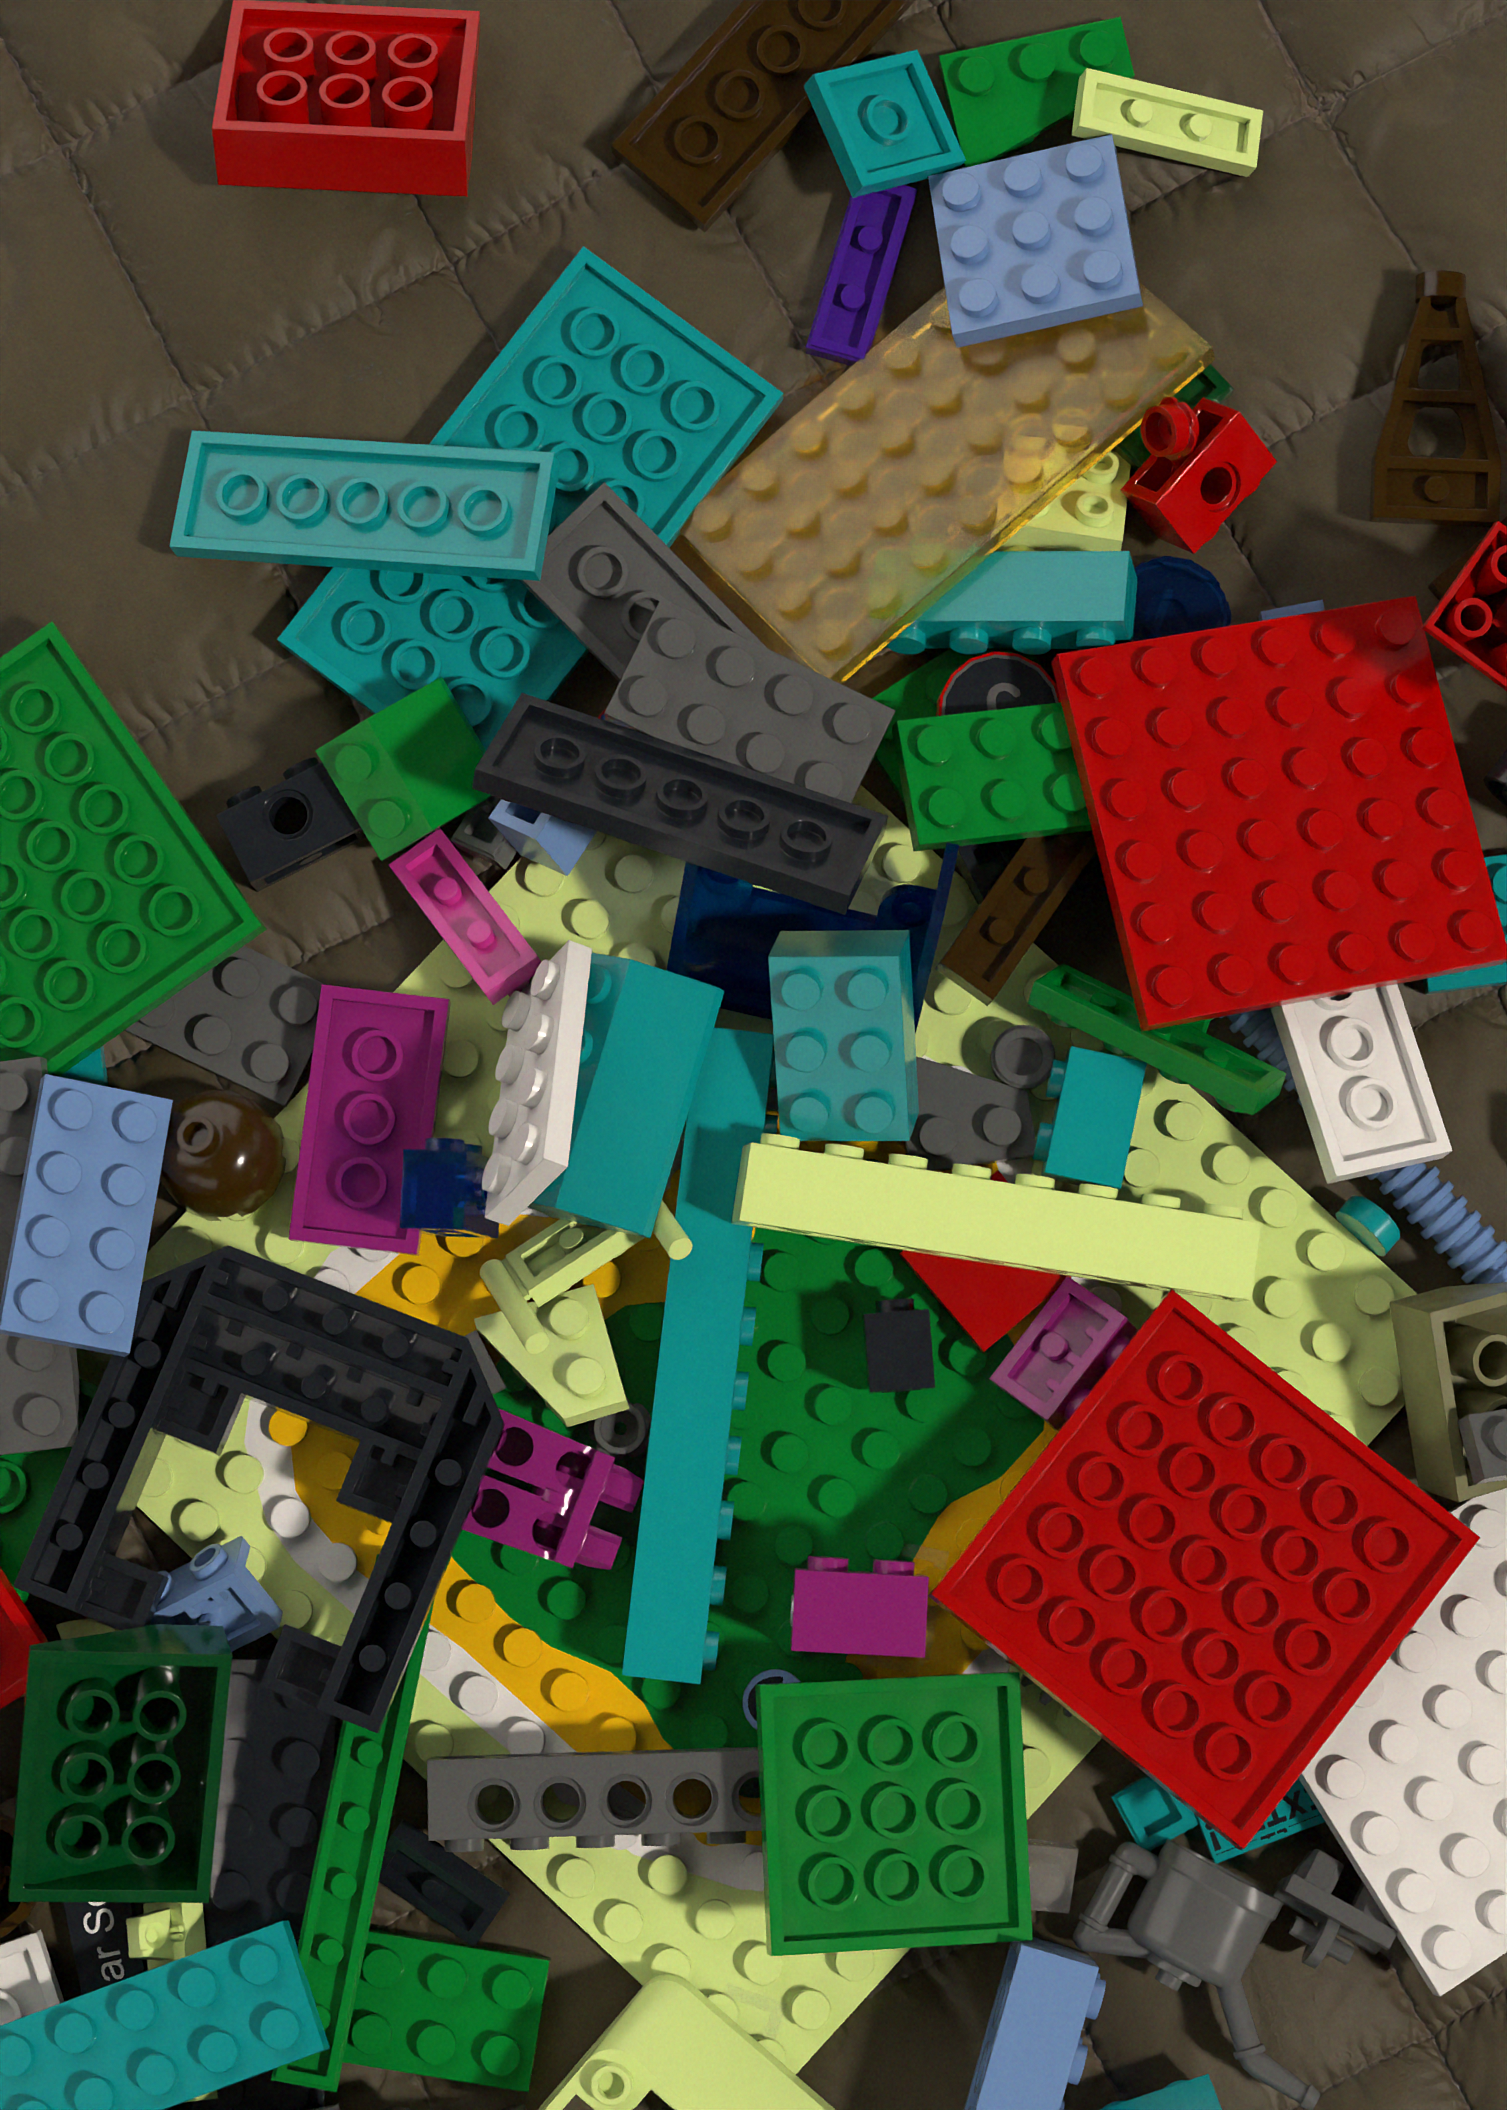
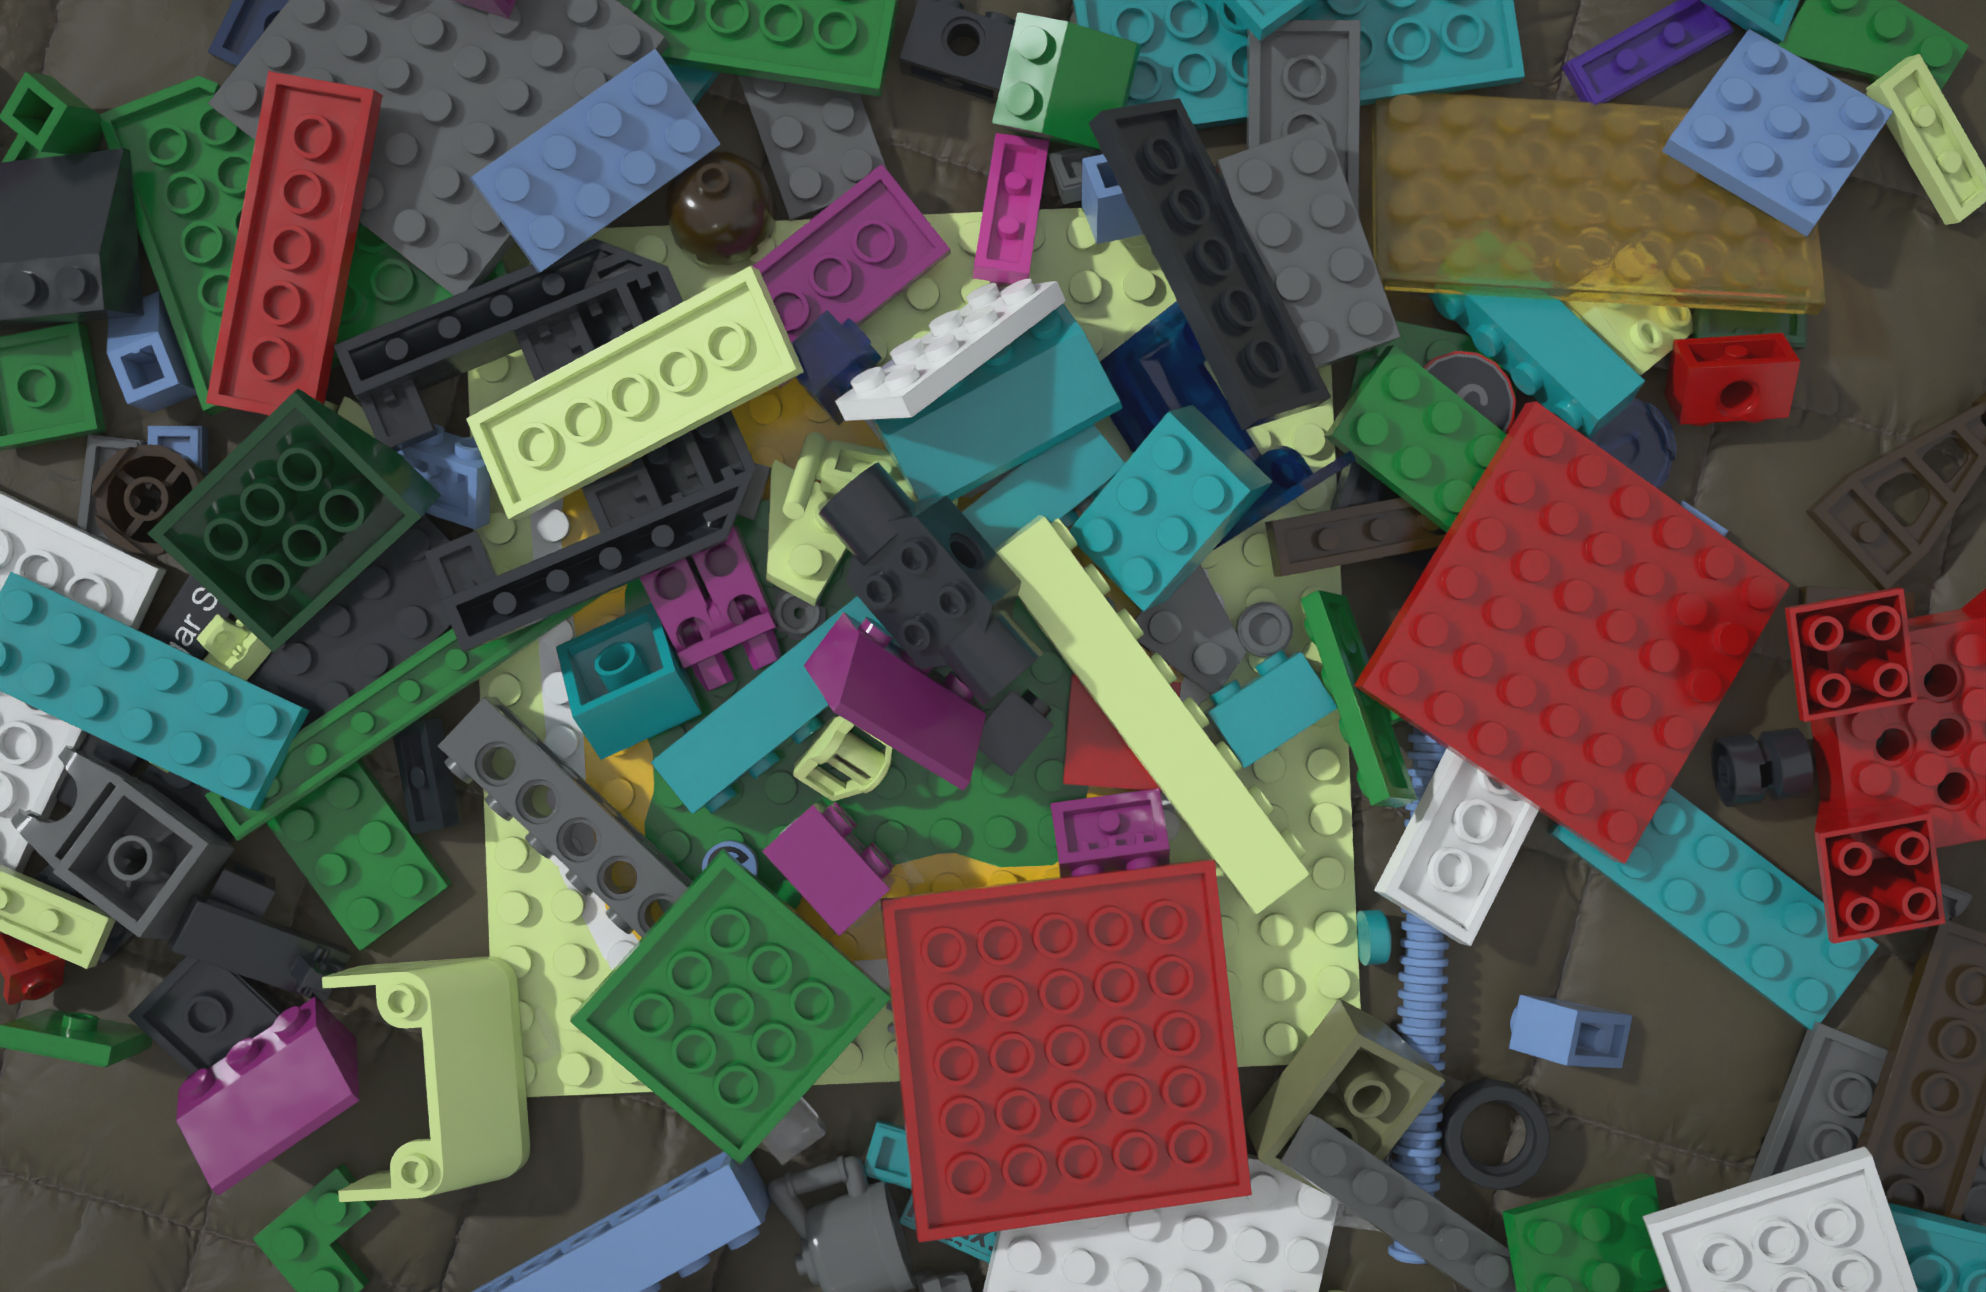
camera: 45 degrees right, 5 degrees up
(309, 1378) = (635, 394): none -> yellowish green plate
(532, 1628) = (626, 682): none -> teal slope
(713, 1287) = (932, 581): none -> black brick
(777, 1410) = (896, 701): none -> magenta slope
(779, 1505) = (847, 754): none -> yellowish green piece
(1170, 429) = (1745, 330): red plate -> none

